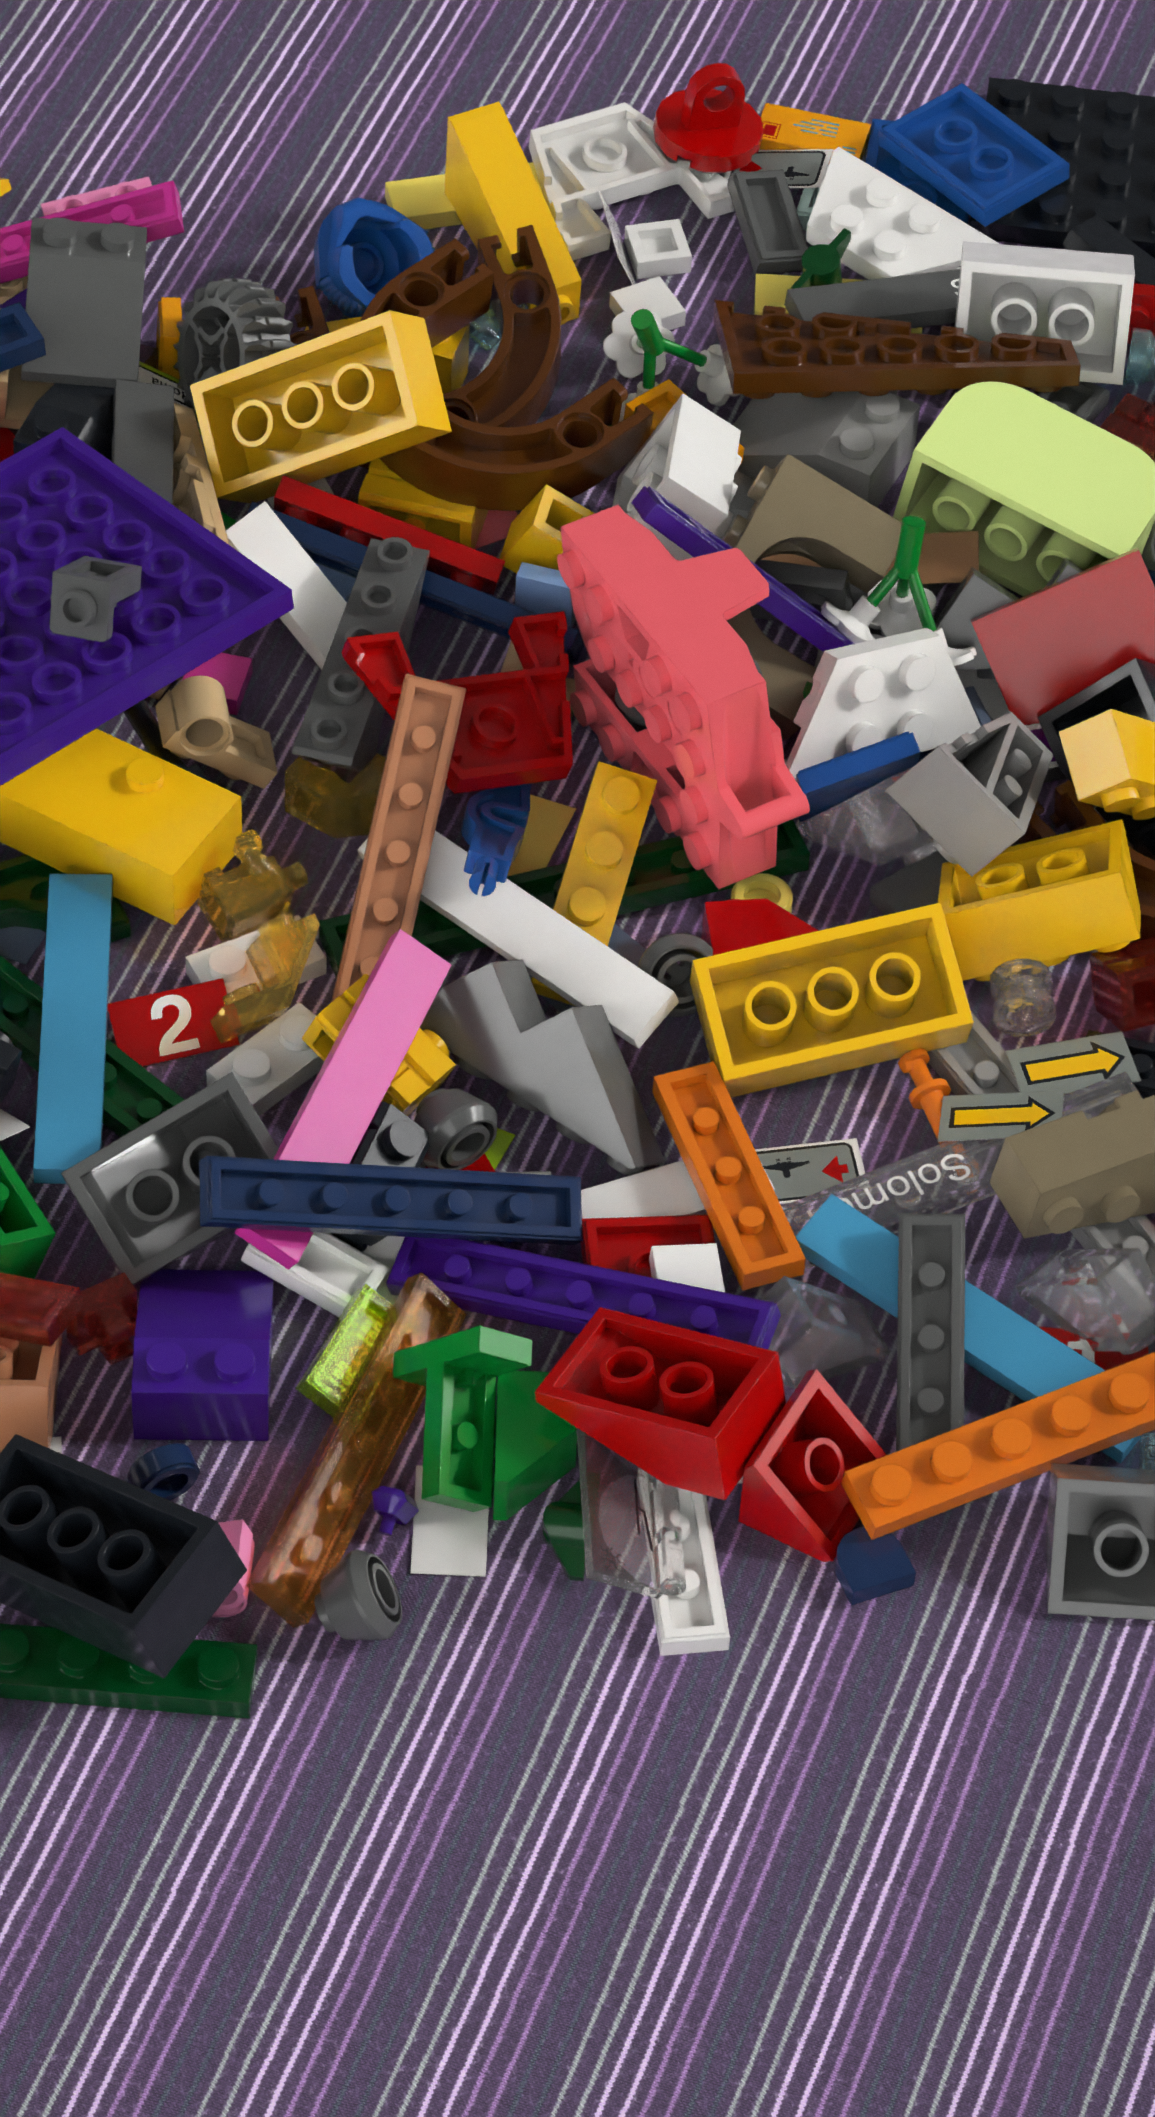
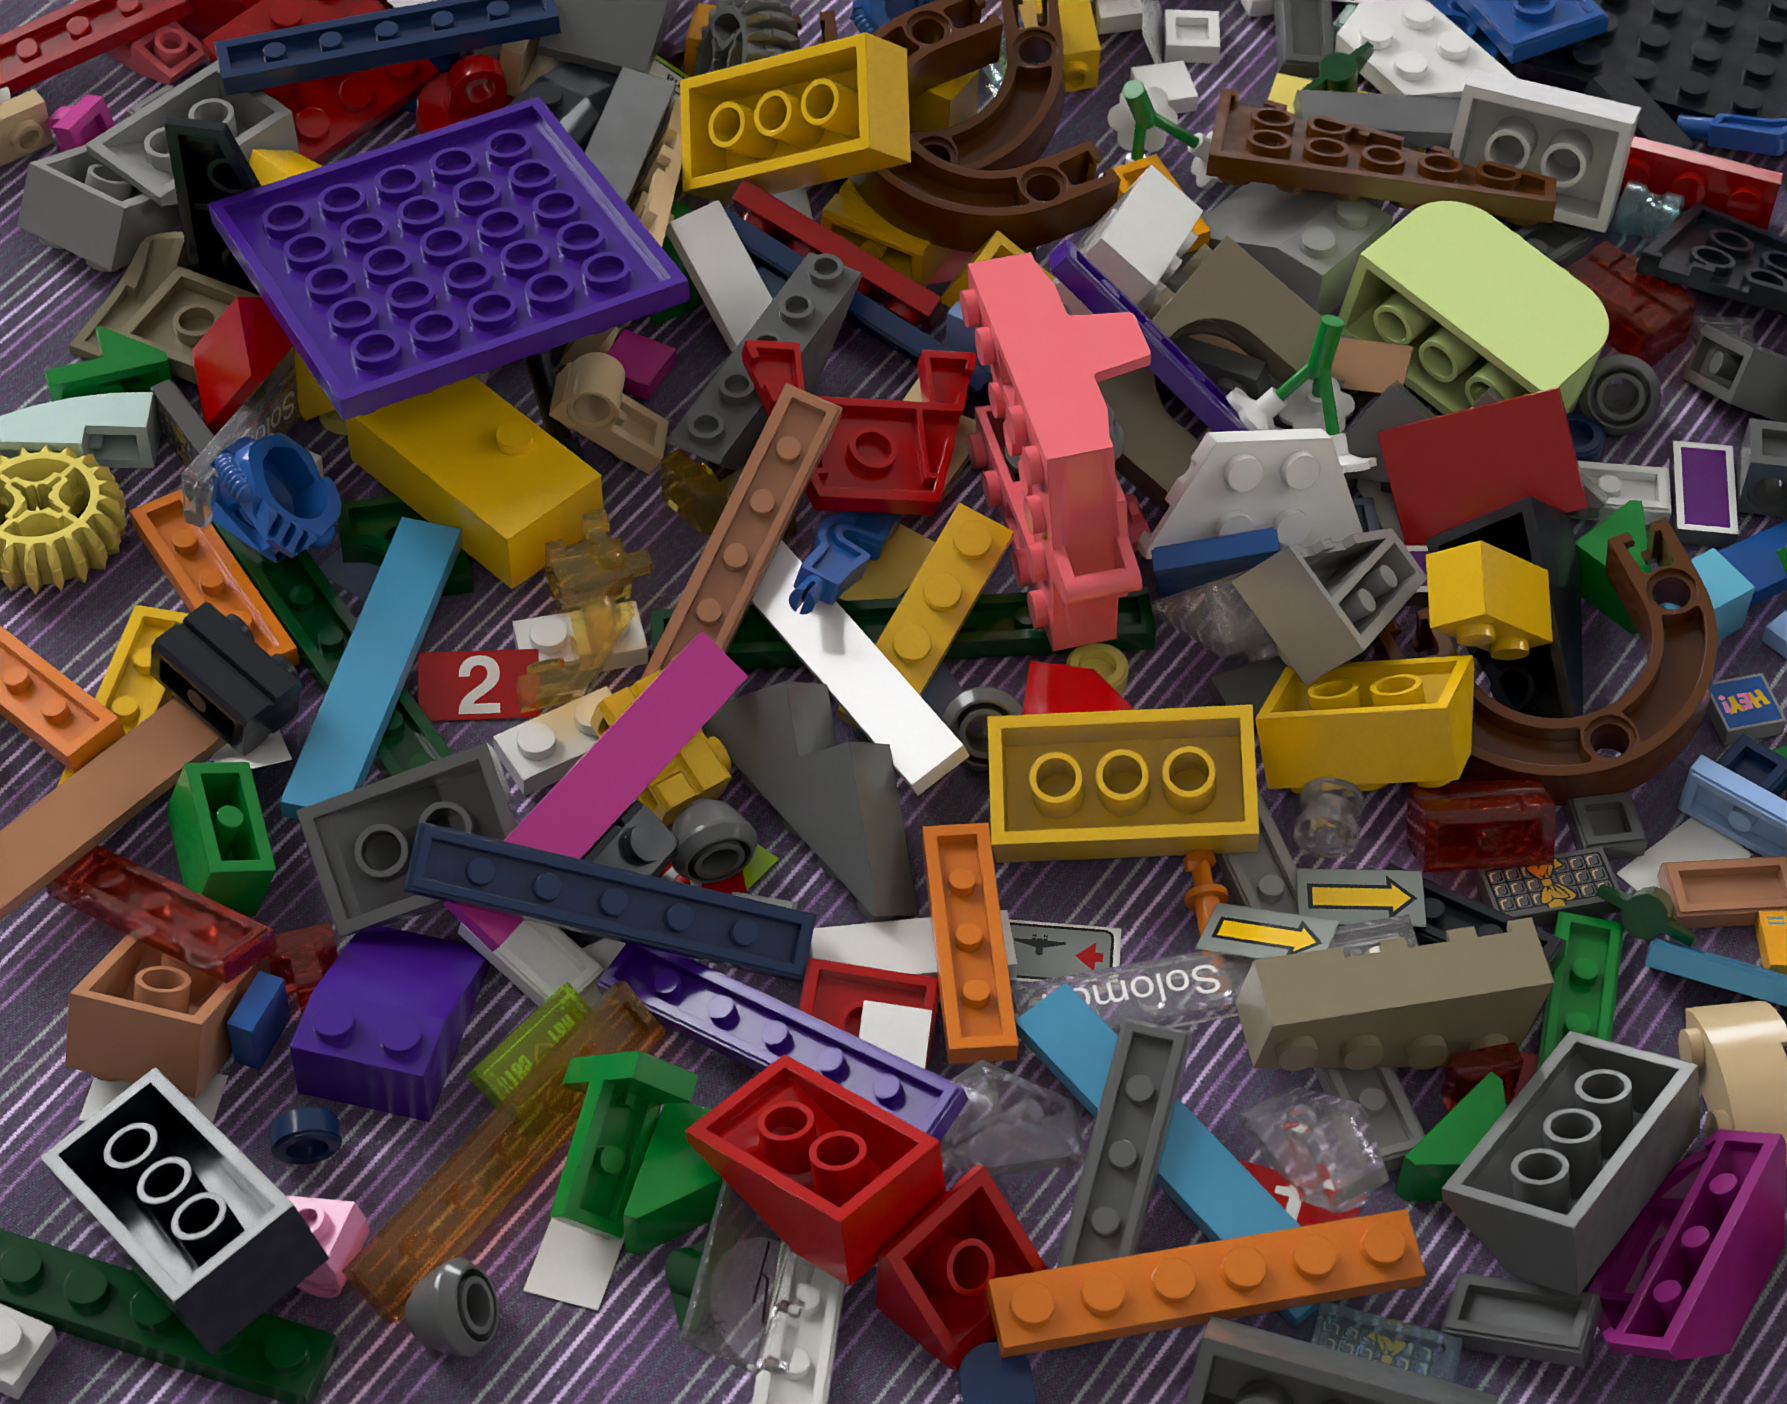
camera: 15 degrees right, 0 degrees up
(80, 1377) = (259, 1020): none -> blue tile
(87, 594) = (486, 248): dark grey bracket -> none
(393, 1507) = (523, 1219): dark purple rock -> none

